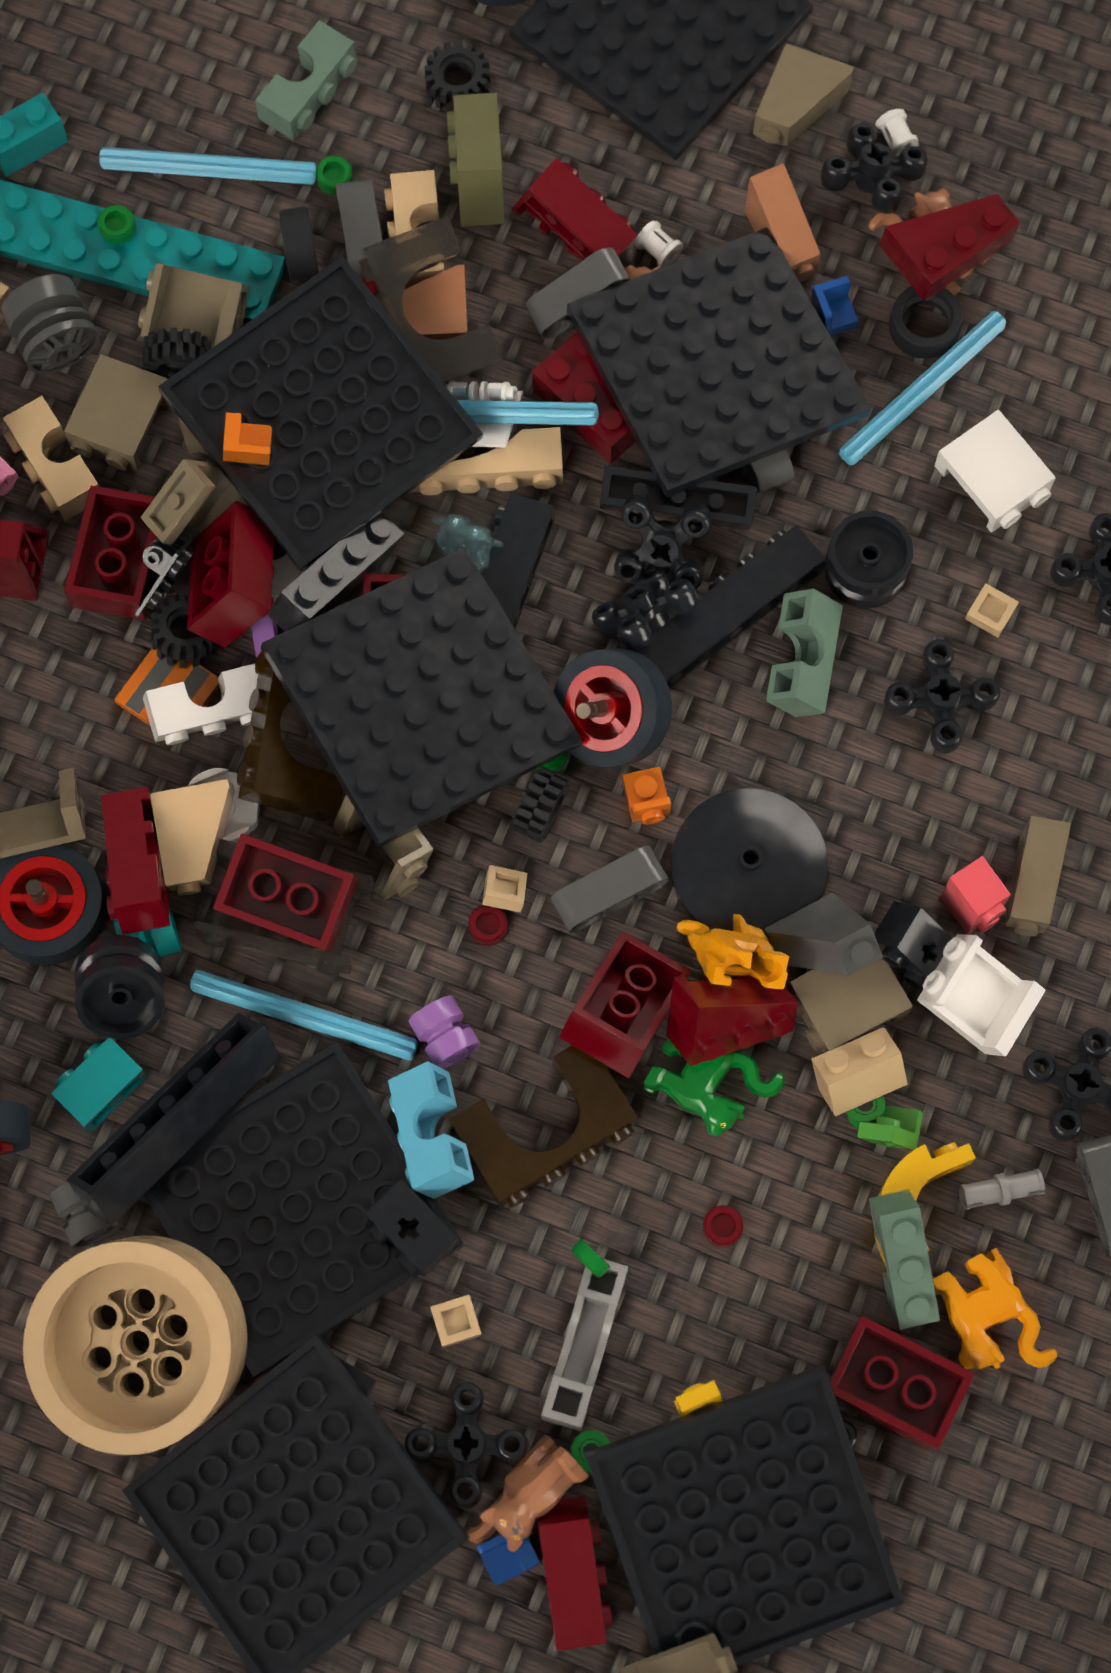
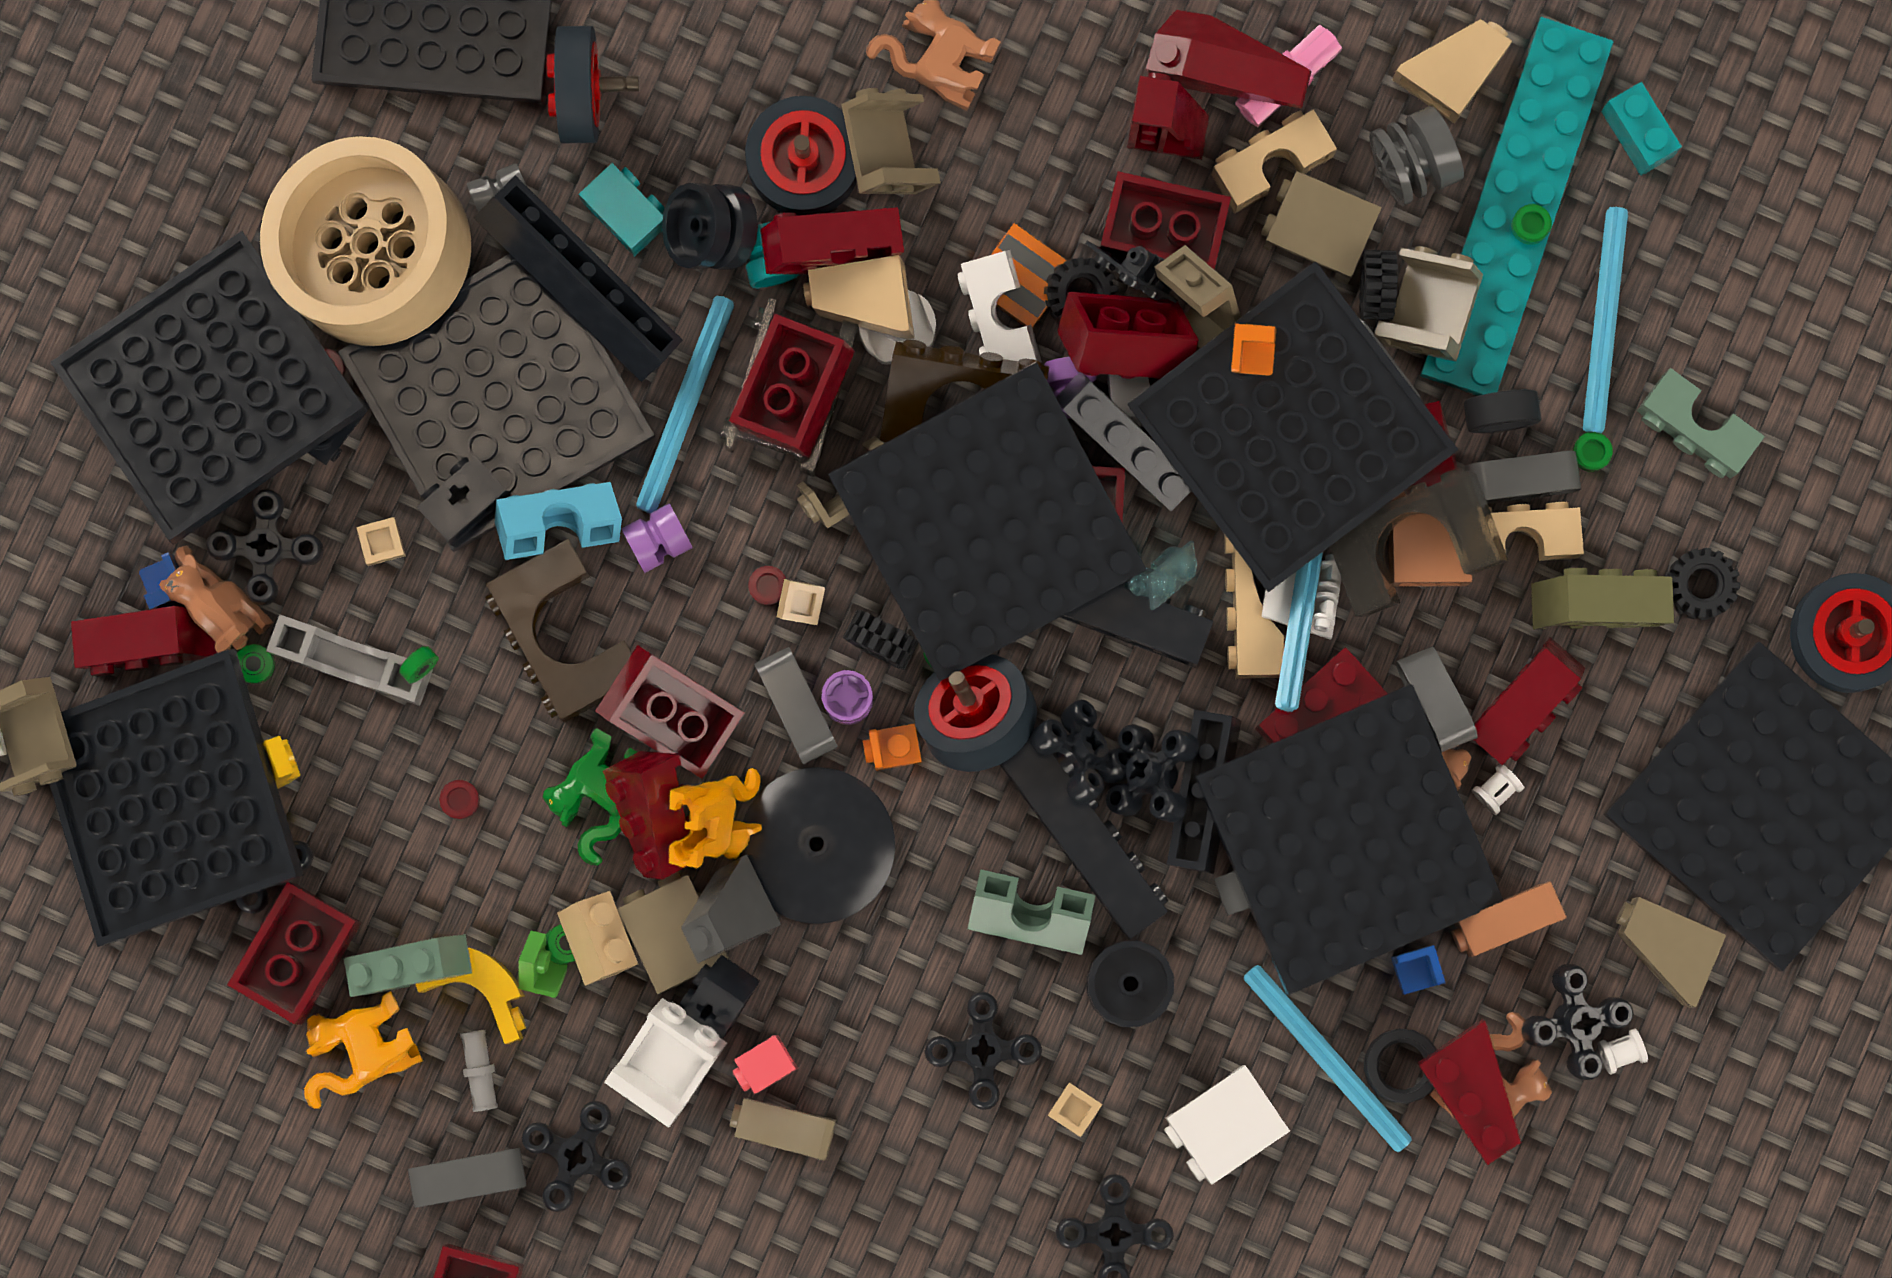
camera: 90 degrees right, 10 degrees up
(600, 835) = (847, 697): none -> medium lavender wheel

